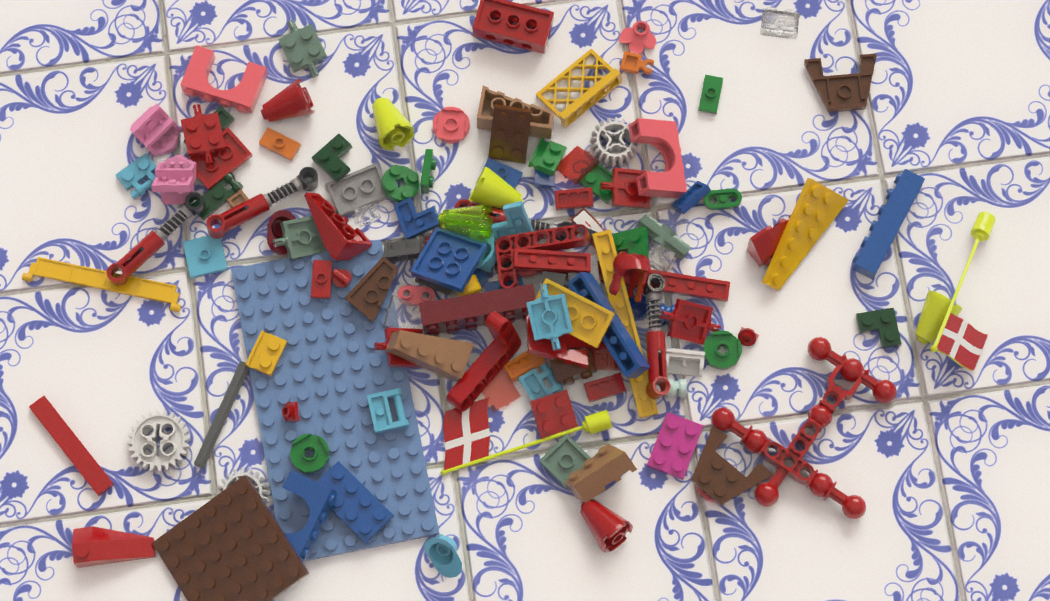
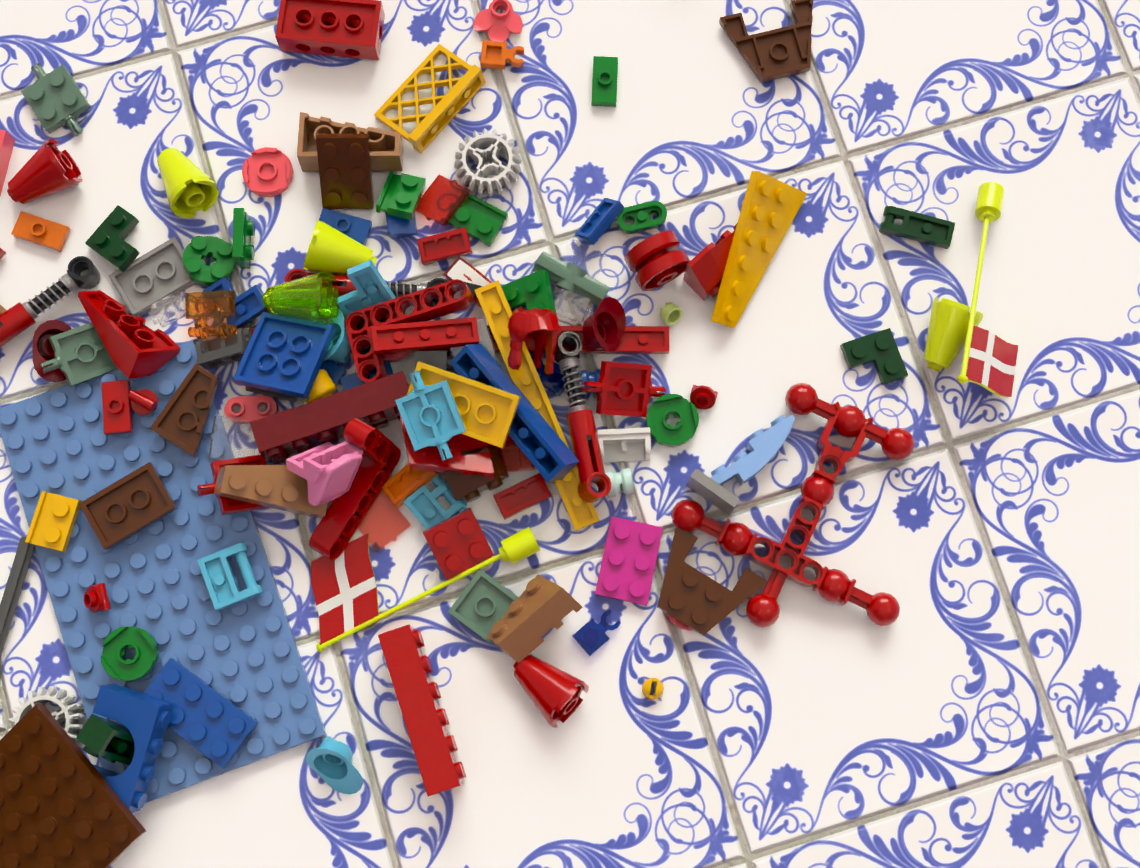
camera: 10 degrees left, 5 degrees up
(291, 508) = (107, 740): none -> dark green brick
(321, 350) = (128, 506): none -> reddish brown plate
(397, 216) = (208, 305): none -> clear orange plate
(470, 345) = (327, 470): none -> bright pink piece
(511, 526) = (421, 710): none -> red brick
(625, 189) = (518, 220): red plate -> none
(641, 494) = (594, 635): none -> clear blue plate
(665, 138) = (552, 146): coral arch -> none
(682, 539) = (647, 686): none -> yellow hinge
(683, 274) = (605, 326): none -> dark red piece
(728, 232) = (657, 260): none -> red wheel
(735, 276) = (674, 317): none -> yellowish green hinge
(743, 404) = (712, 492): none -> light grey tile
(785, 380) = (761, 449): none -> light blue slope
(890, 220) = (864, 218): blue brick -> none
(926, 236) = (917, 227): none -> dark green plate

